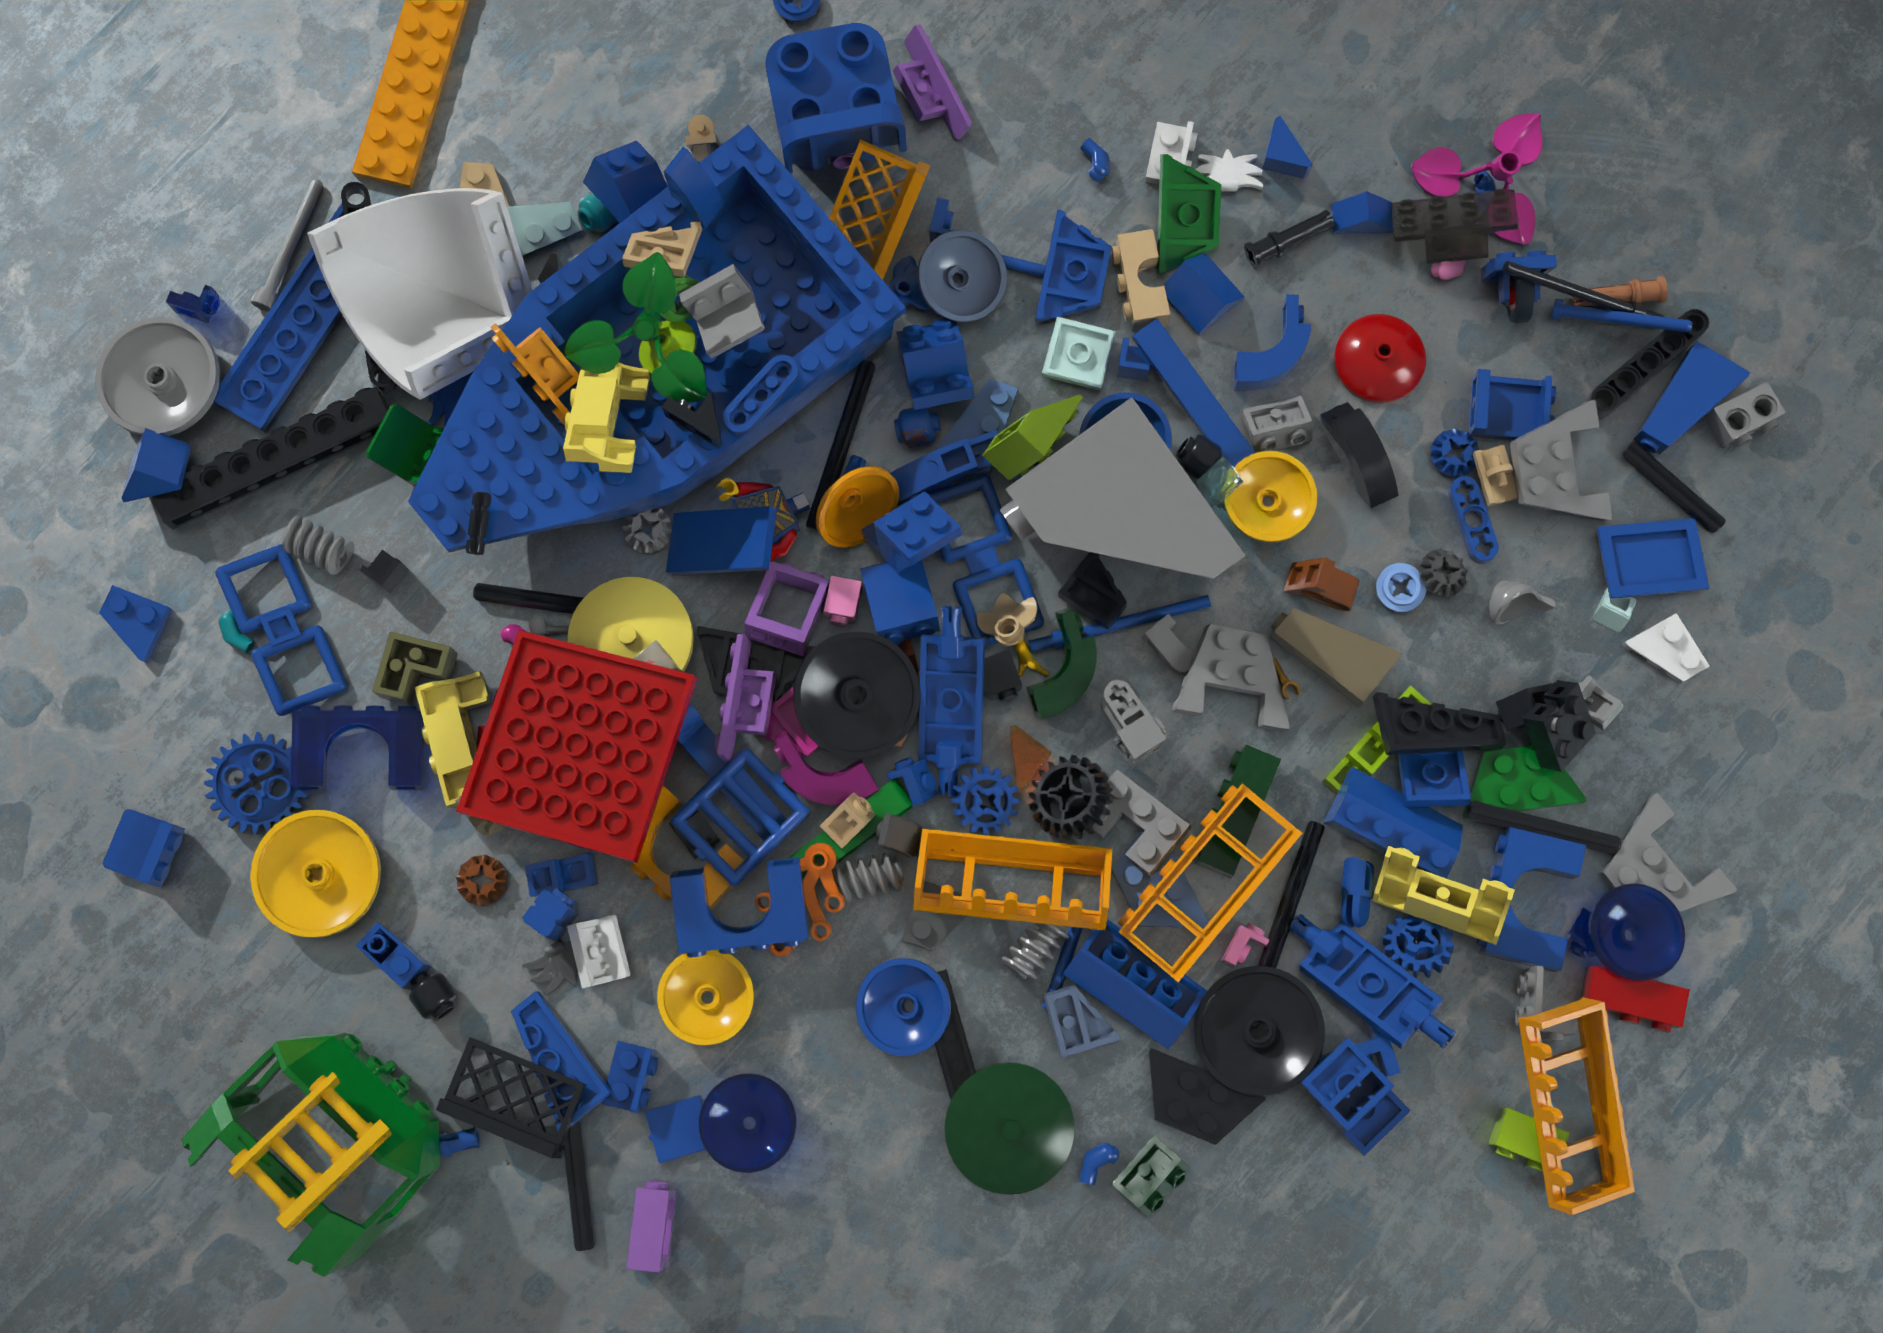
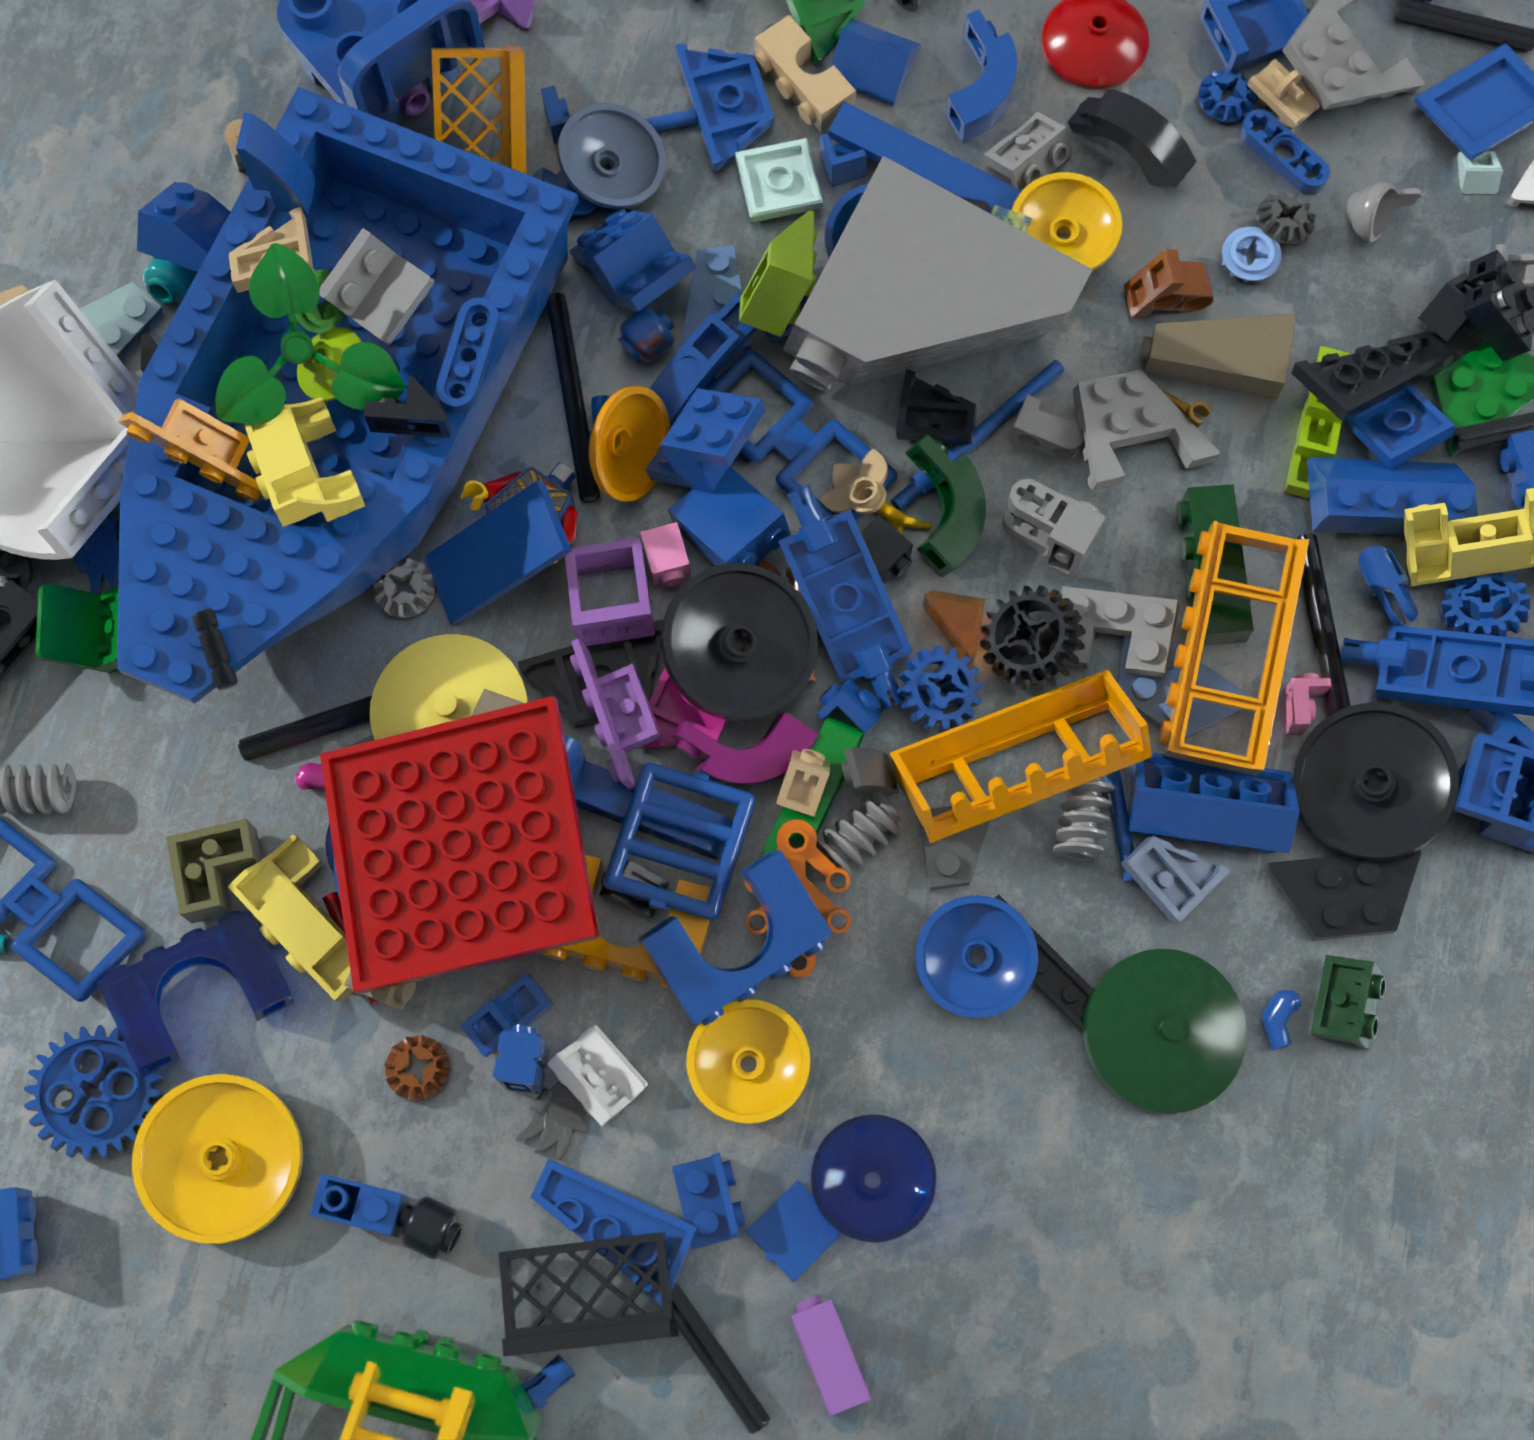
camera: 30 degrees left, 5 degrees down
(385, 571) = (124, 780): black panel -> none

